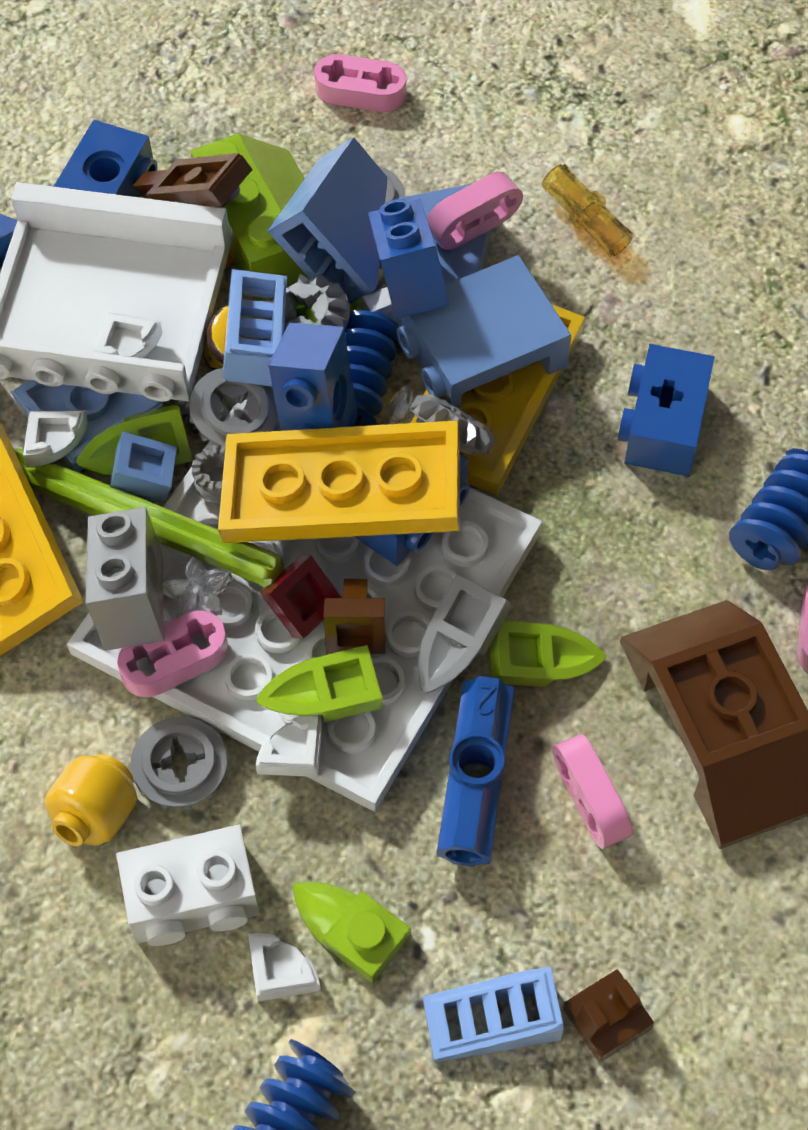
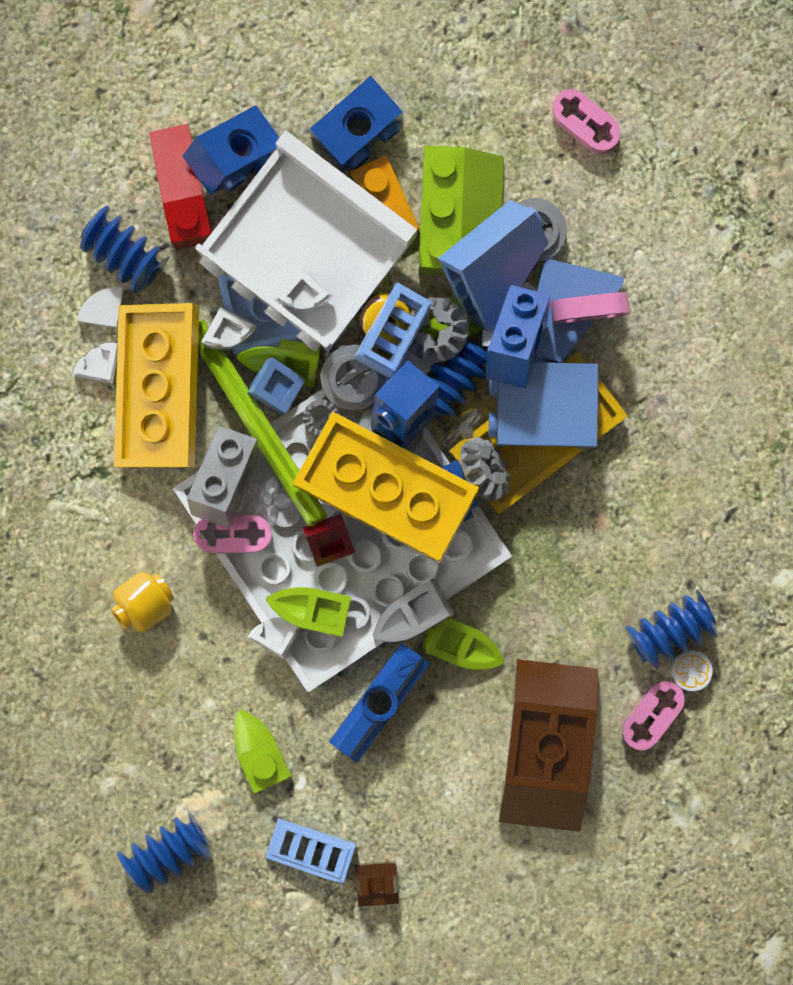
camera: 25 degrees right, 25 degrees up
(156, 750) = (190, 611): light grey gear -> none
(187, 886) = (174, 686): white brick -> none
(197, 180) = (408, 185): reddish brown hinge -> none
(280, 968) = (206, 758): white tile -> none
(355, 619) = (352, 575): reddish brown tile -> none
(587, 210) = (683, 323): clear yellow pin -> none
(592, 791) = (441, 750): bright pink beam -> none
(668, 409) = (663, 506): blue brick -> none

